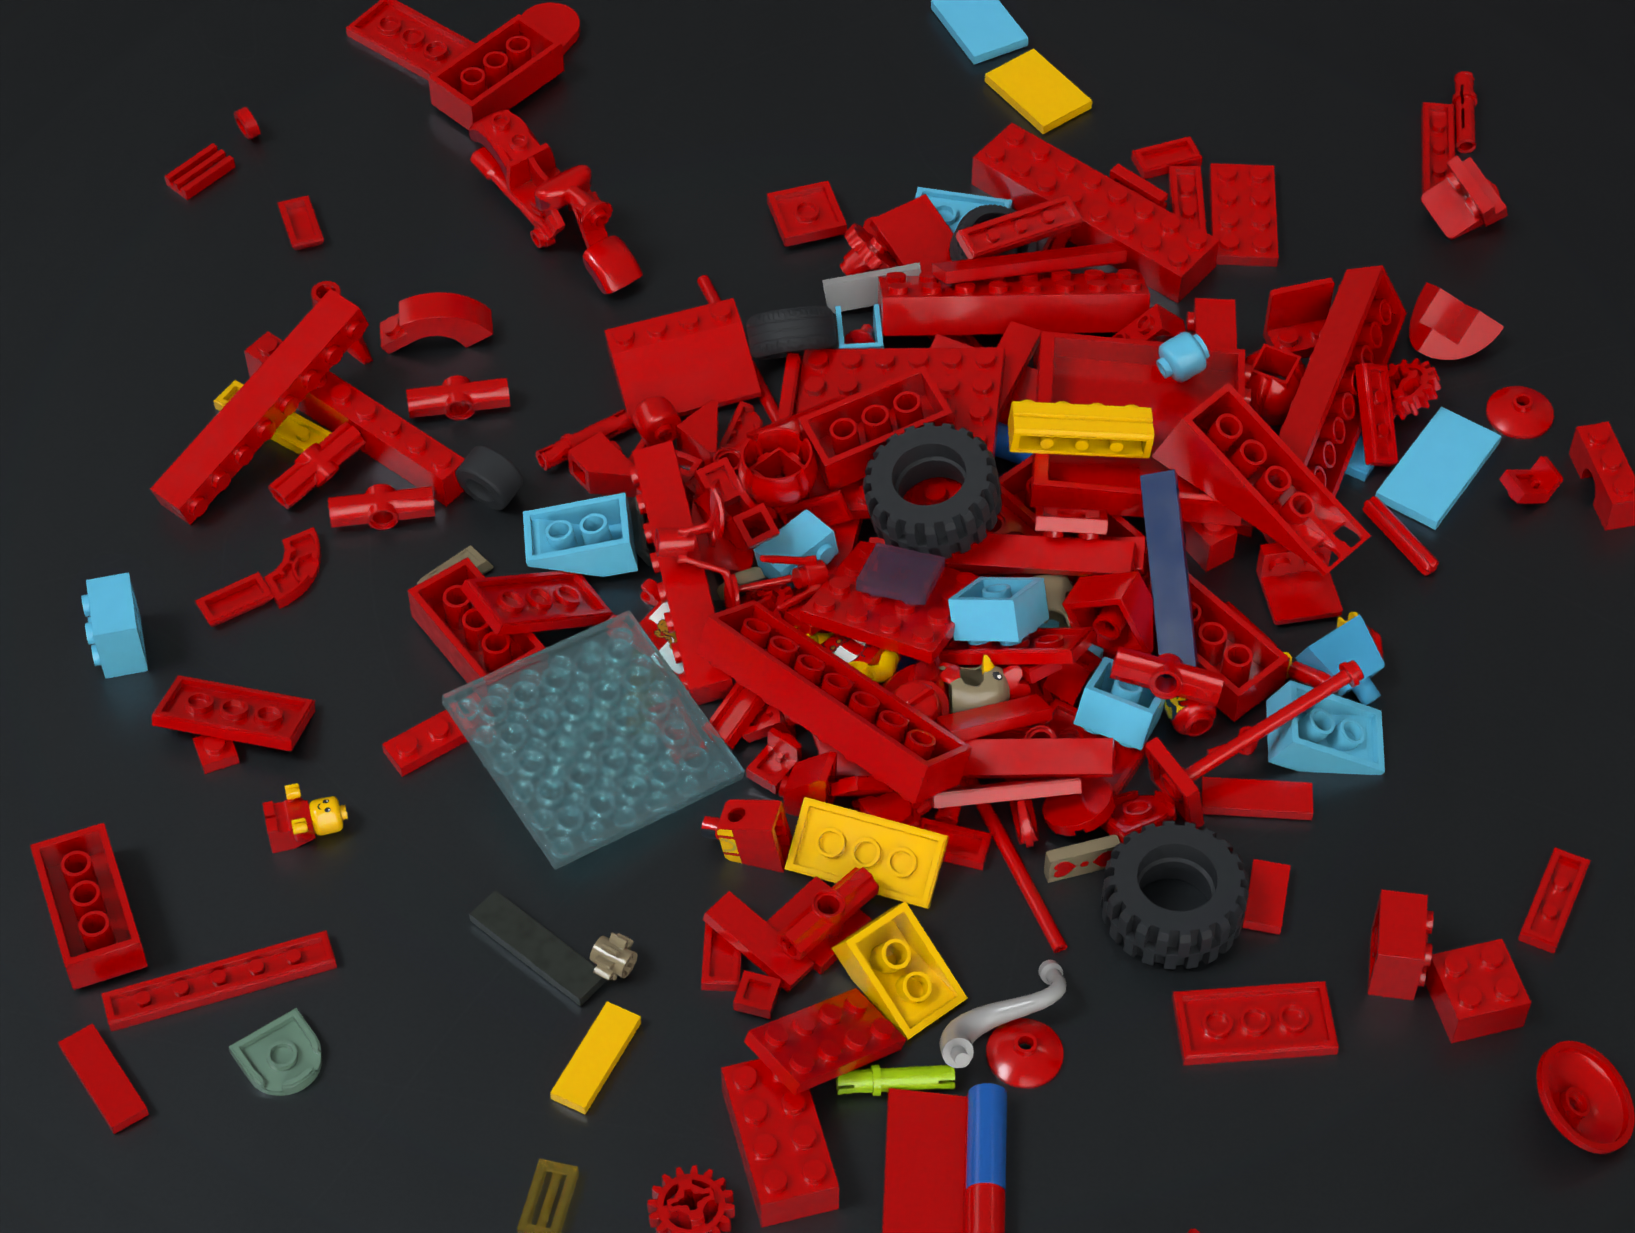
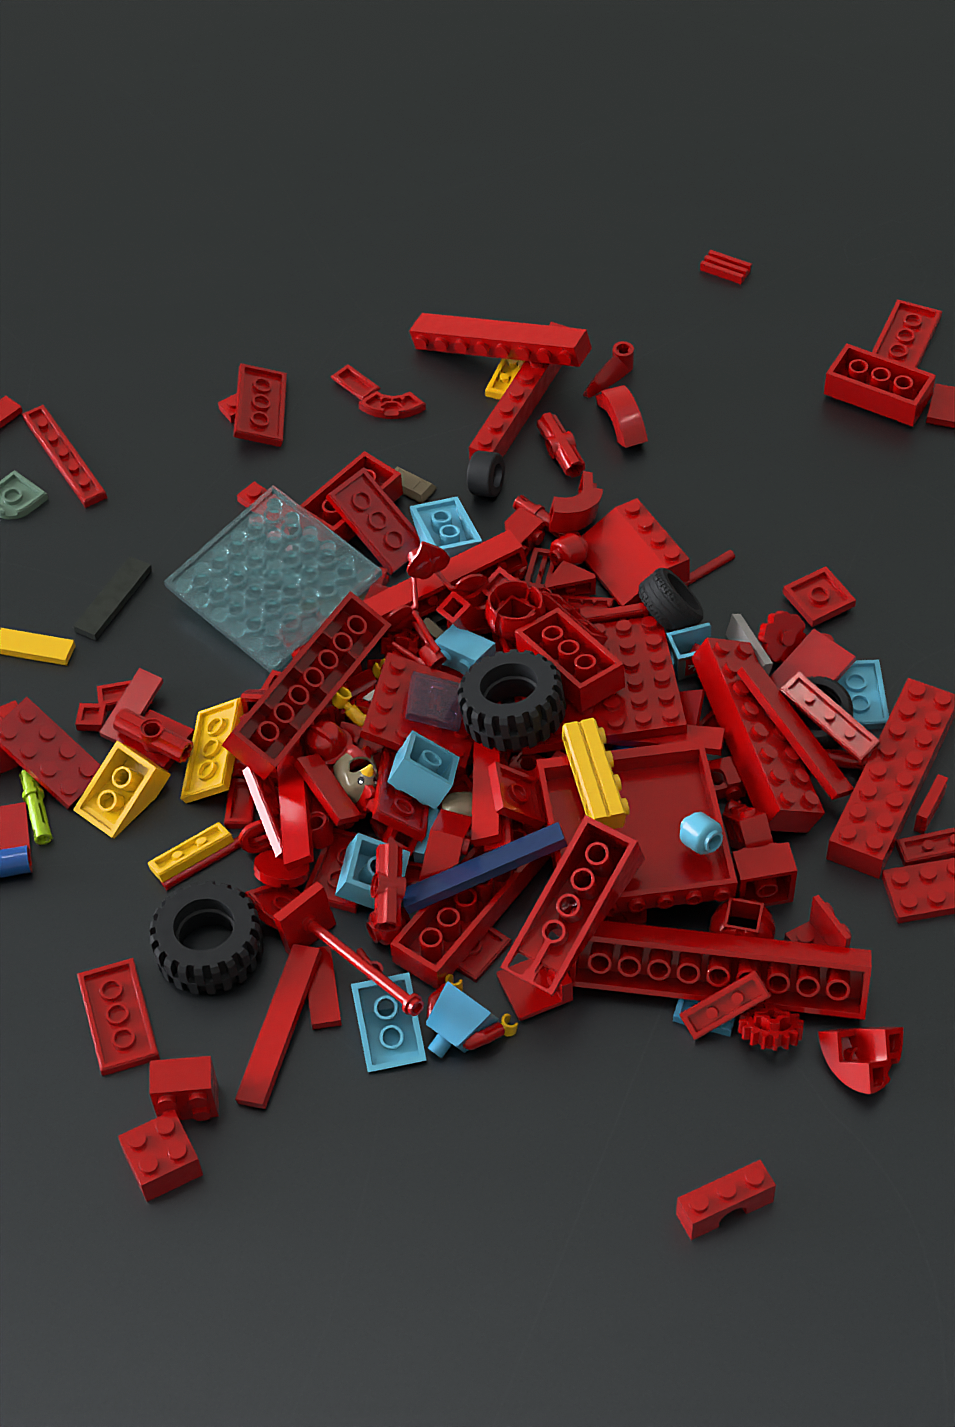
camera: 80 degrees right, 0 degrees up
(88, 906) = (96, 377): red brick -> none
(114, 625) = (306, 328): medium azure brick -> none
(247, 123) = (776, 274): red tile -> none
(295, 821) = (183, 455): piece -> none
(301, 223) = (697, 327): red tile -> none
(316, 465) = (471, 387): red piece -> none
(381, 506) = (450, 430): red piece -> none
(539, 190) = (770, 439): red piece -> none
(584, 388) = (577, 511): none -> red arch
(613, 956) = (104, 633): dark tan gear -> none
(752, 833) = (211, 673): red torso -> none
(966, 1028) = (83, 839): light grey animal -> none
(1020, 907) = (190, 852): none -> yellow tile
(1024, 1066) = (77, 888): red dish -> none
(1079, 858) = (233, 872): dark tan tile -> none
(1266, 896) = (231, 1006): red tile -> none
(1305, 842) = (278, 1026): none -> red tile
(1400, 535) = (615, 1051): red axle -> none
(1438, 468) = (701, 1071): medium azure tile -> none
(1519, 412) = (791, 1142): red dish -> none
(1532, 485) = (698, 1140): red bracket -> none
(1554, 900) = (267, 1209): red tile -> none
(1585, 1097) = (43, 1241): red dish -> none

